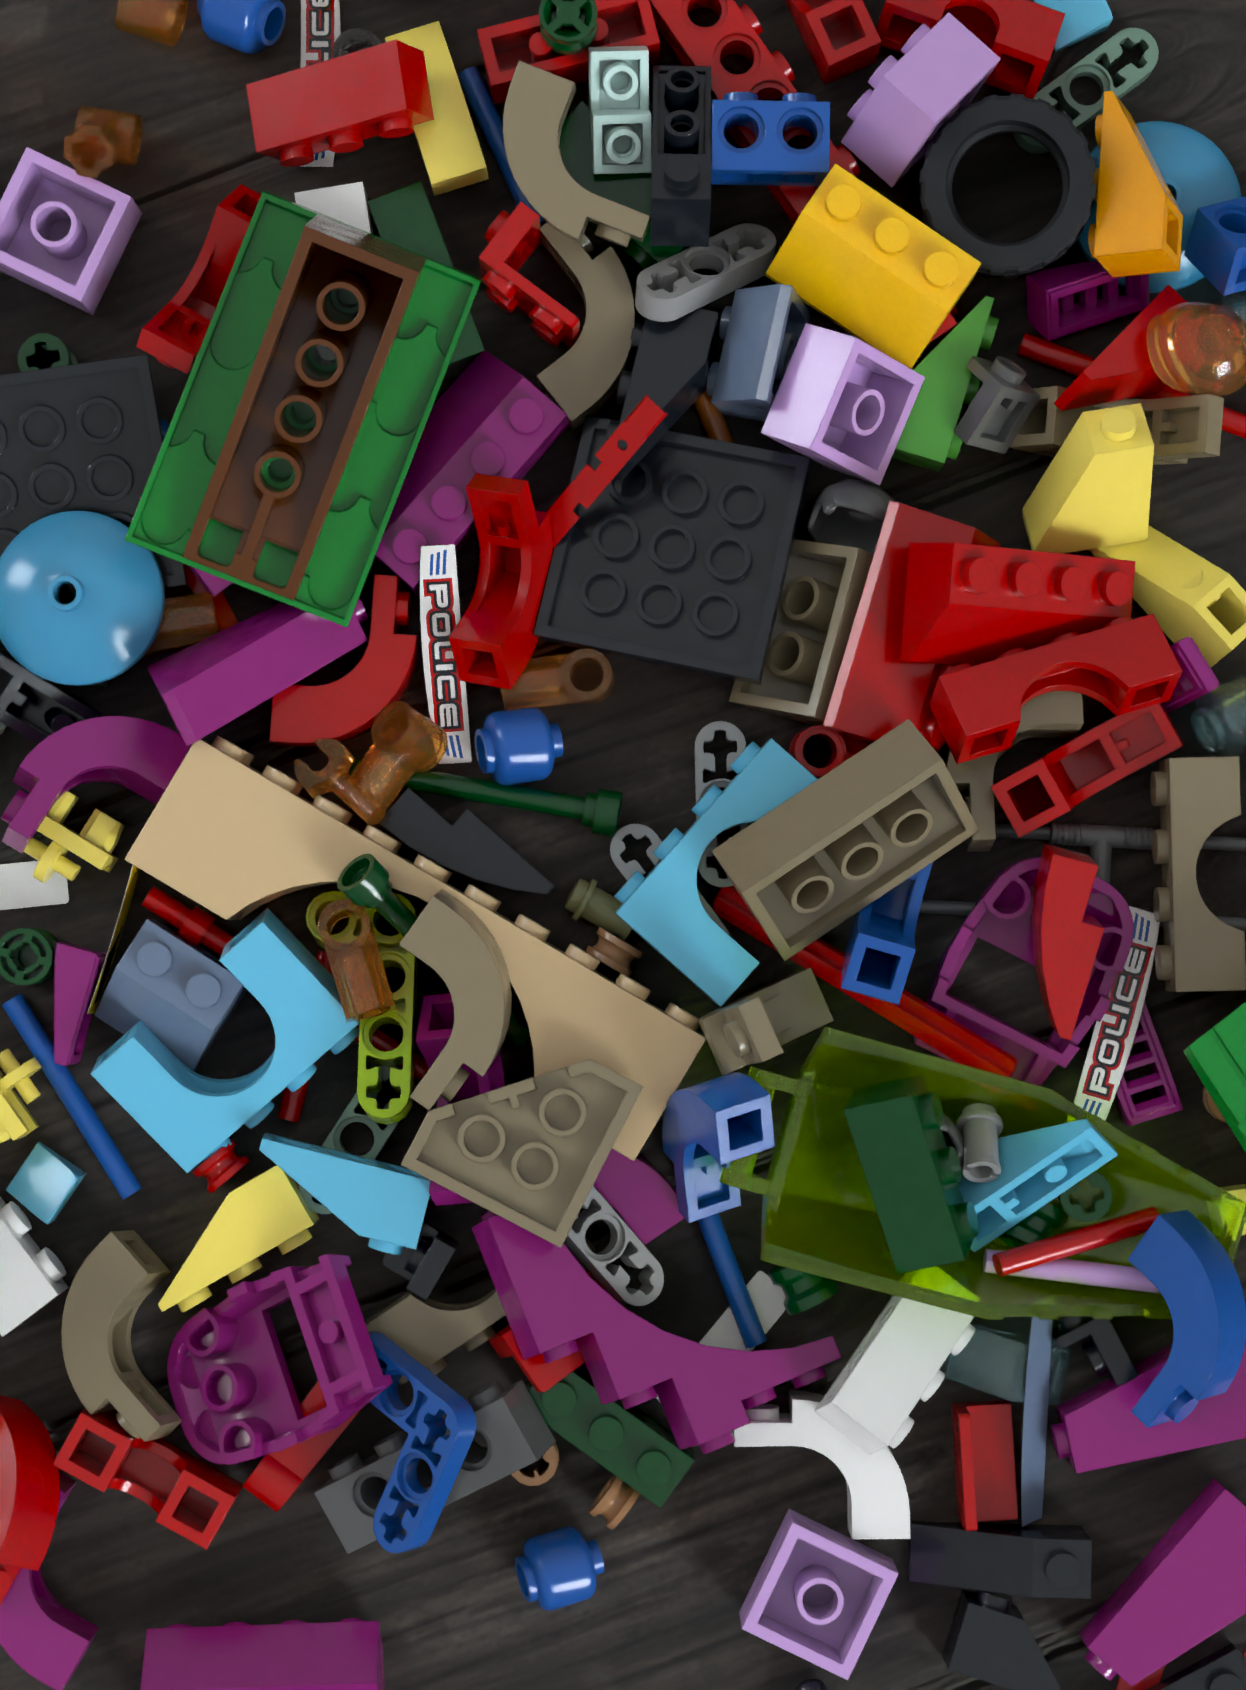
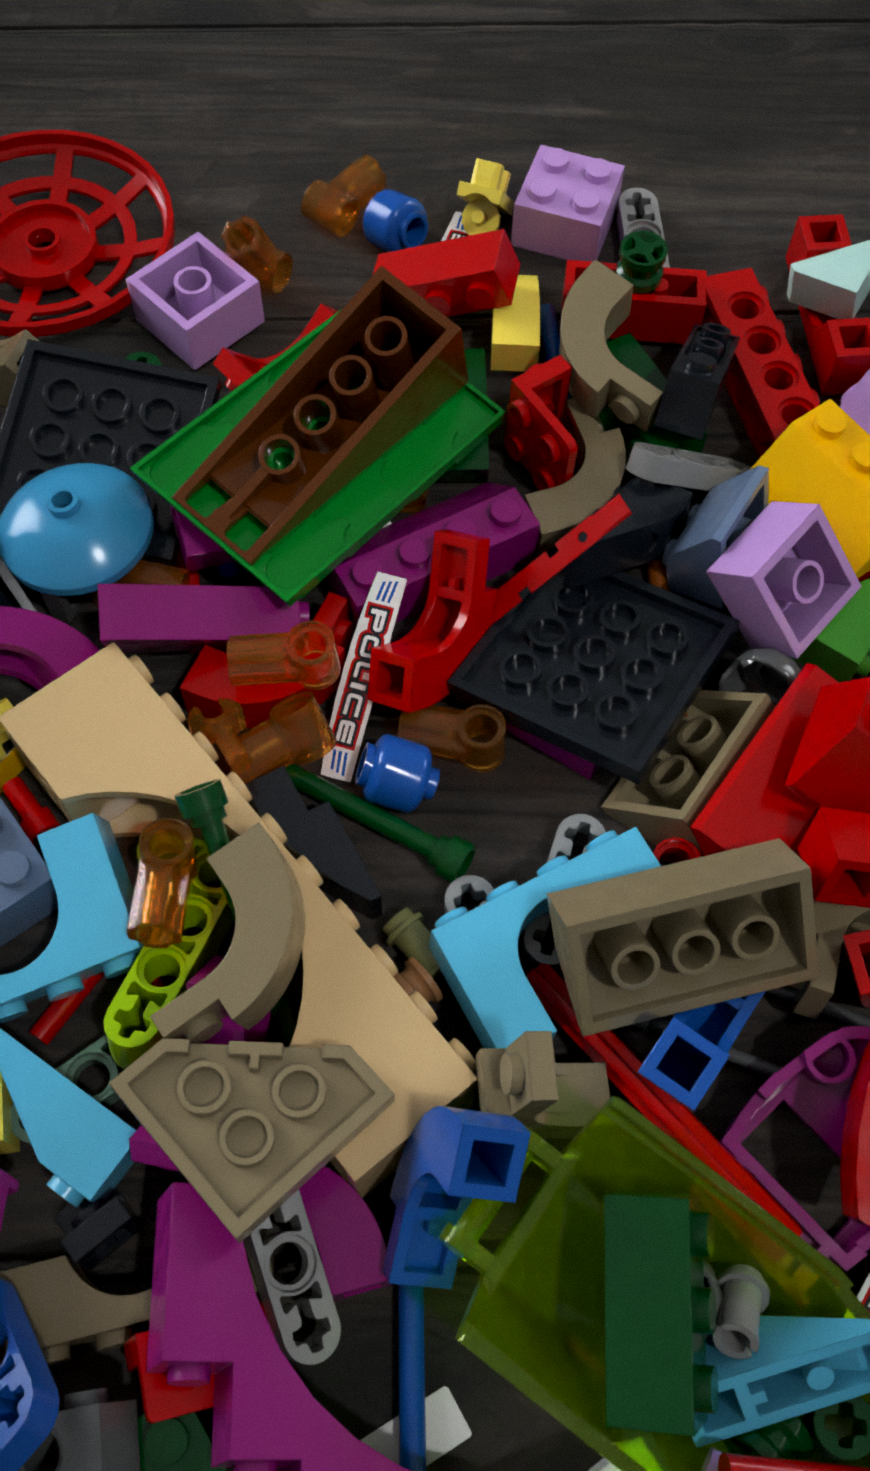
camera: 20 degrees right, 25 degrees down
(359, 683) = (280, 657): none -> clear orange piece
(619, 109) = (660, 334): light aqua slope -> none
(769, 157) = (772, 384): blue brick -> none
(802, 1288) = (489, 1414): dark green wheel -> none

